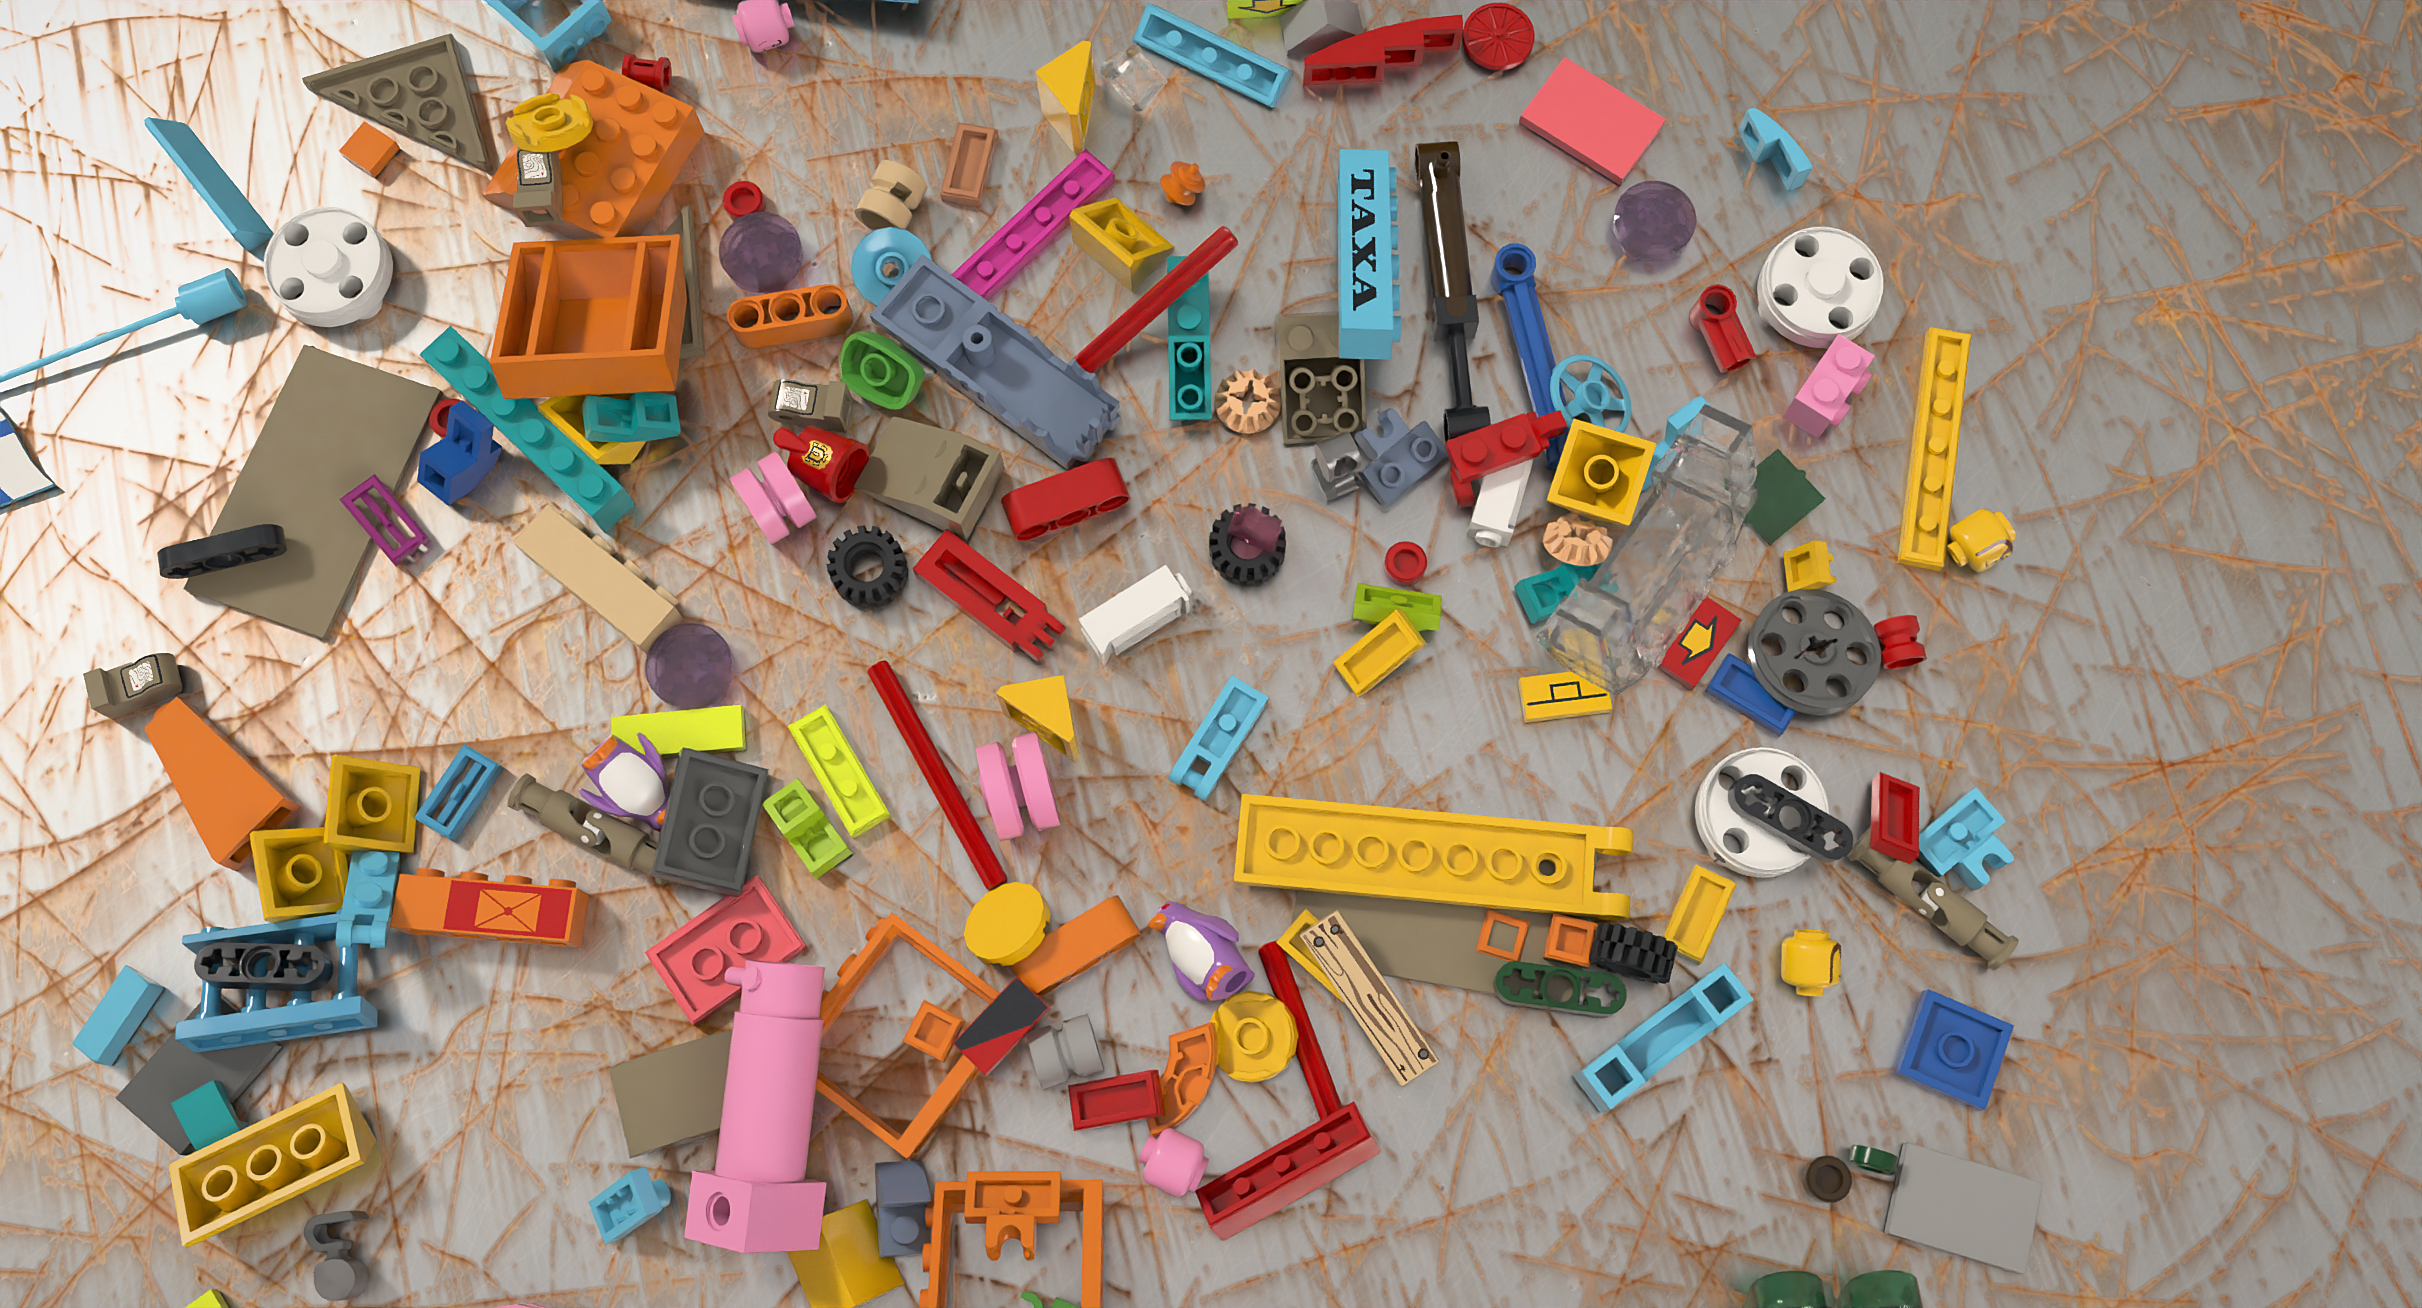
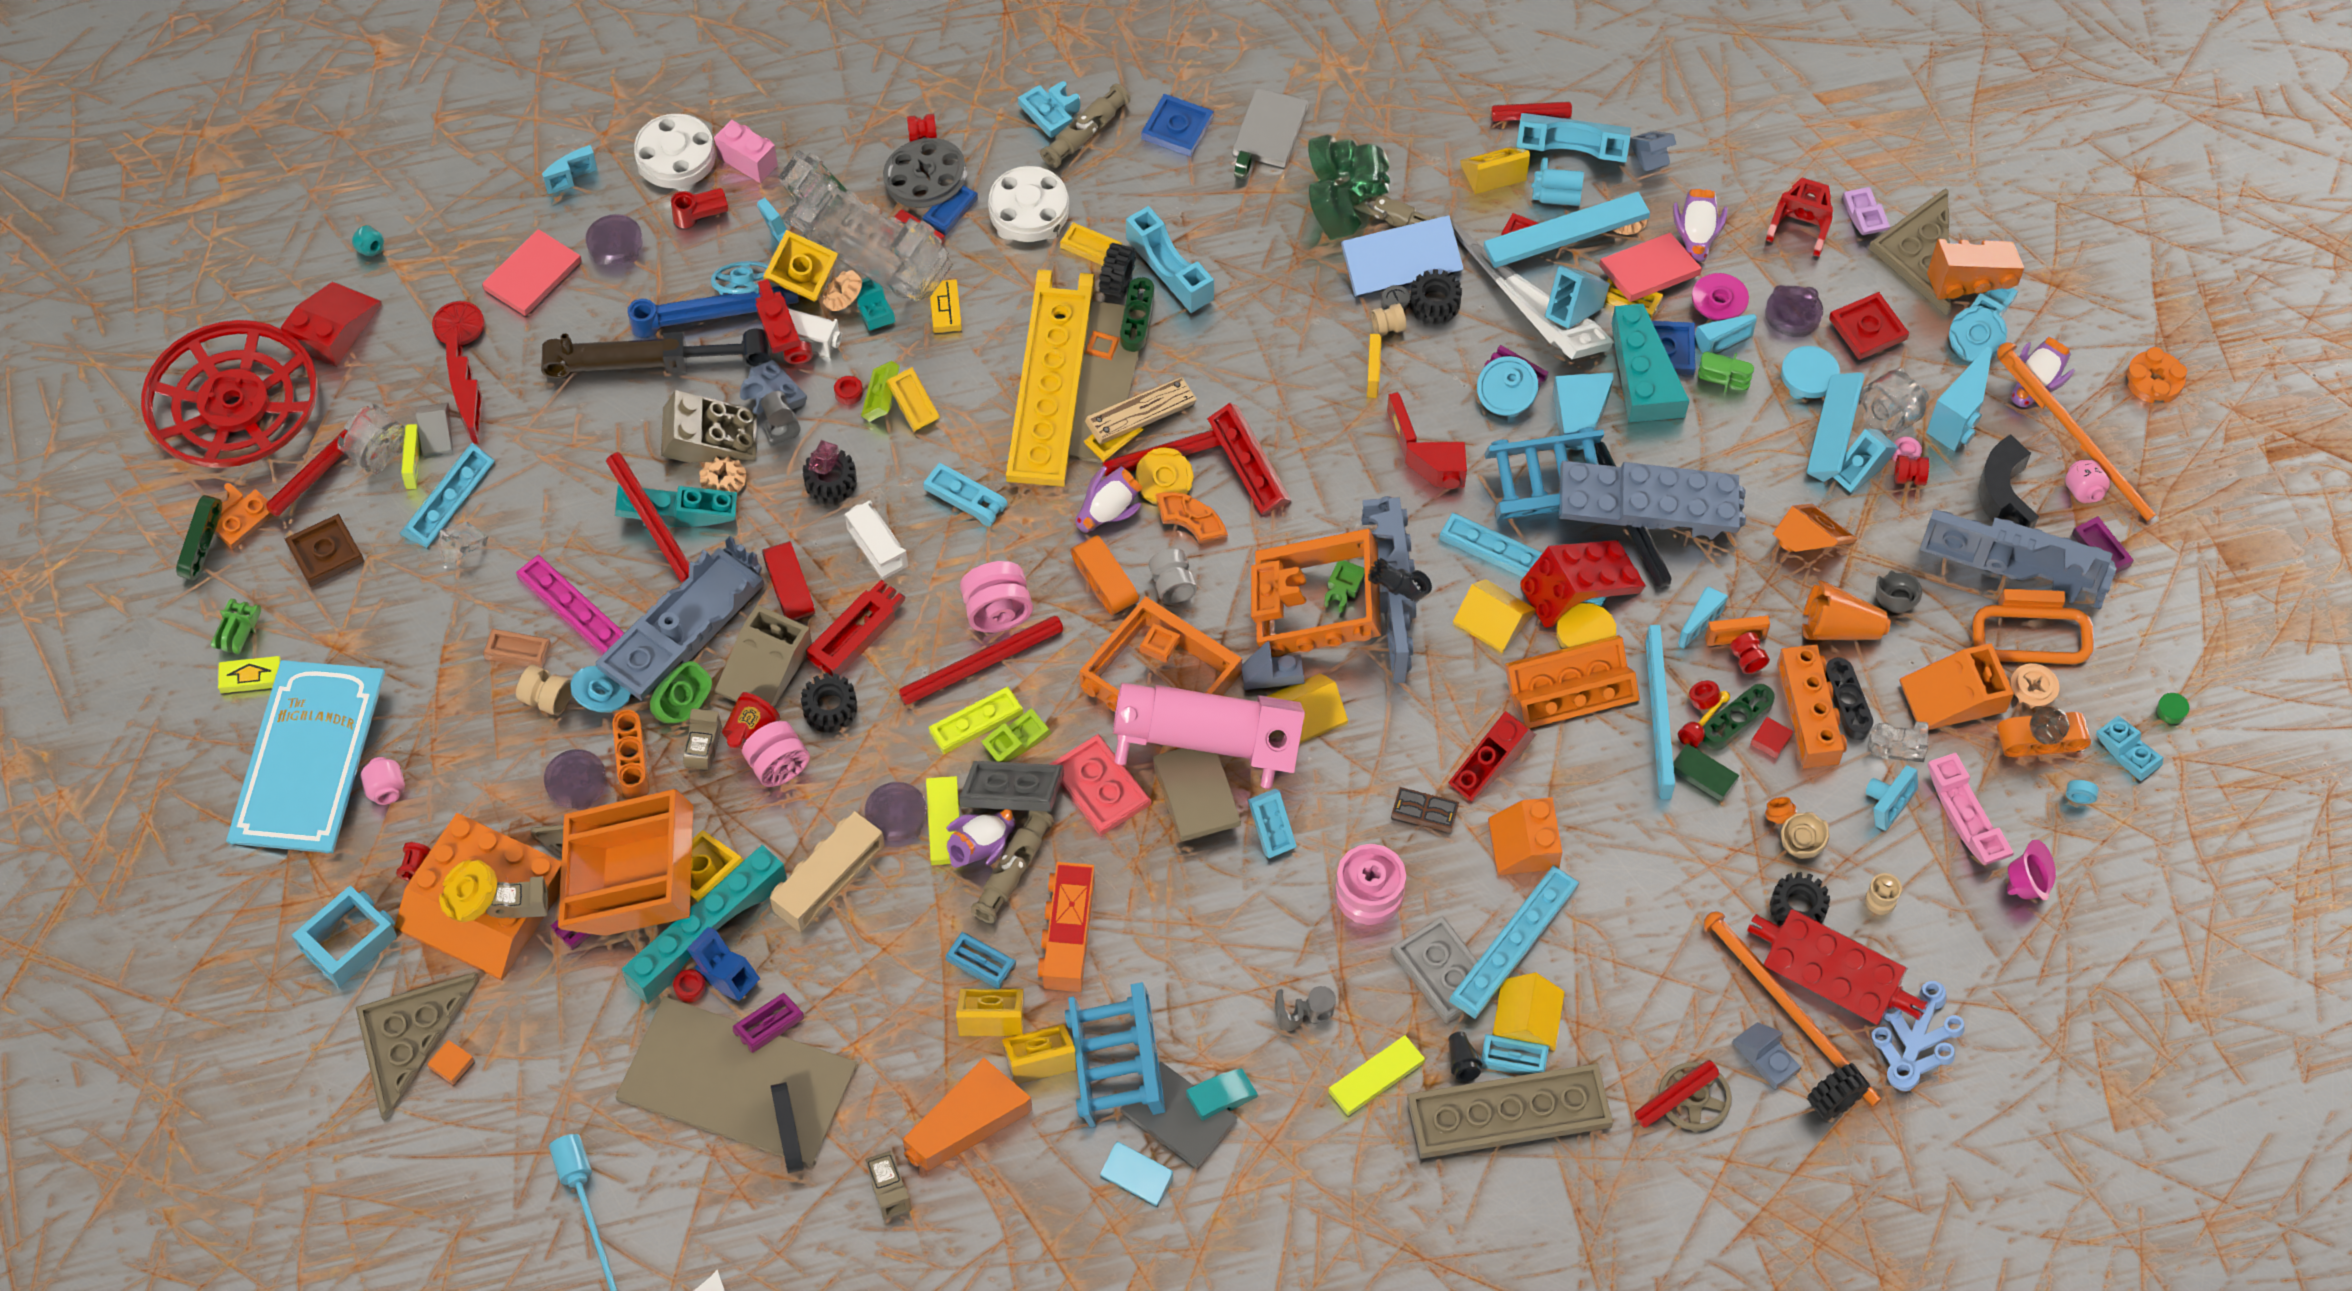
camera: 90 degrees left, 15 degrees down
(210, 182) = (467, 1179): medium azure slope -> none
(248, 954) = (1114, 1067): black beam -> none
(269, 1163) = (1246, 1047): yellow slope -> none
(328, 267) = (555, 1075): white piece -> none
(368, 899) = (1061, 992): medium azure plate -> none
(633, 420) = (709, 839): teal slope -> none
(743, 199) = (530, 796): red tile -> none
(1001, 1026) = (1157, 602): black tile -> none
(1007, 924) = (1088, 608): yellow tile -> none
(1043, 708) = (944, 578): yellow slope -> none
(1067, 93) = (482, 569): yellow slope -> none
(1116, 1100) = (1204, 551): red tile -> none
(1119, 240) = (595, 550): yellow slope -> none
(1173, 1162) = (1244, 518): bright pink head -> none
(1182, 183) = (551, 507): orange wheel -> none
(1366, 255) = (629, 387): medium azure brick -> none
(1569, 941) = (1107, 308): orange tile -> none
(1808, 566) = (869, 171): yellow tile -> none
(1811, 961) = (1123, 186): yellow head -> none
(1814, 844) = (1036, 192): black beam -> none
(1826, 1179) = (1253, 191): dark brown tile -> none
(1895, 818) = (1035, 137): red tile -> none
(1934, 449) = (790, 104): yellow tile -> none
(1981, 540) = (857, 82): yellow head -> none

